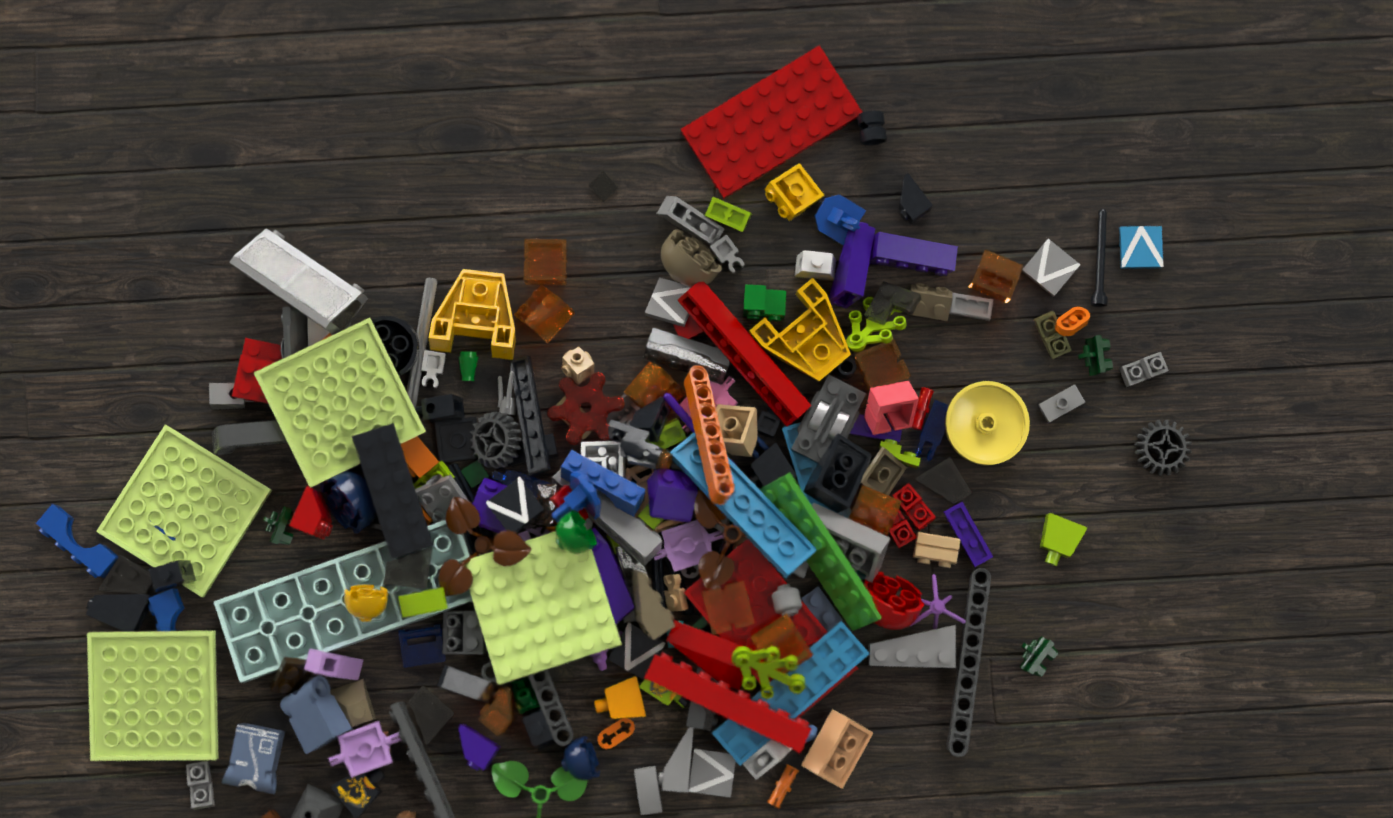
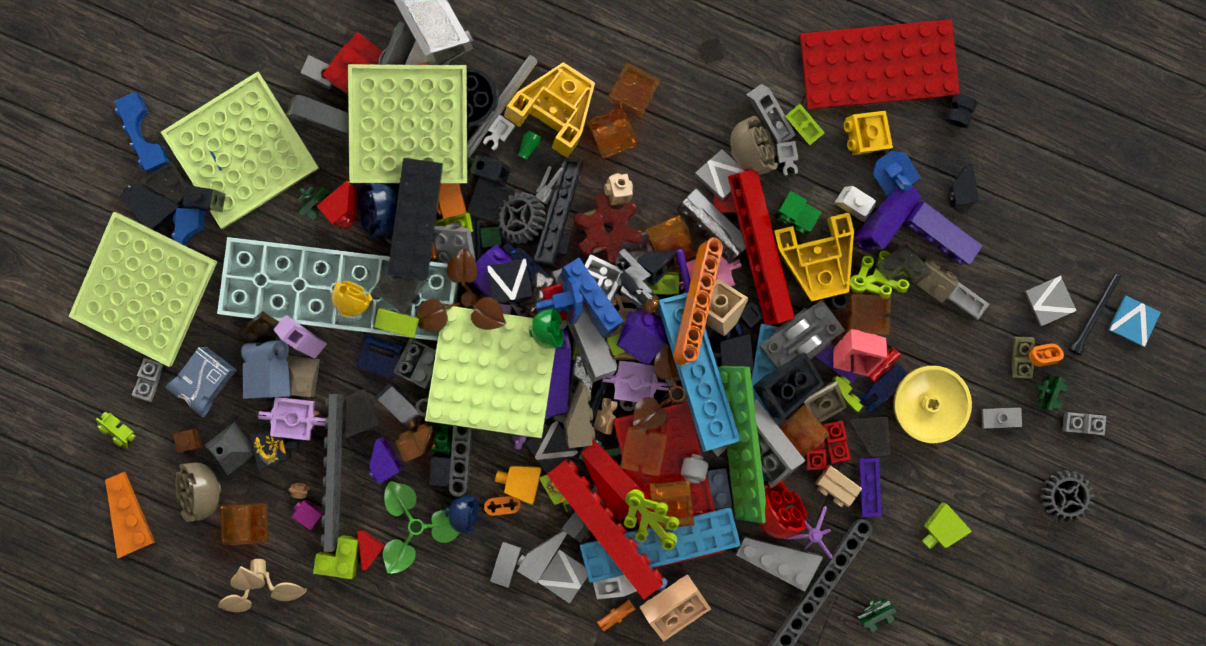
camera: 25 degrees right, 5 degrees up
(996, 276) = (1001, 286): clear orange slope -> none

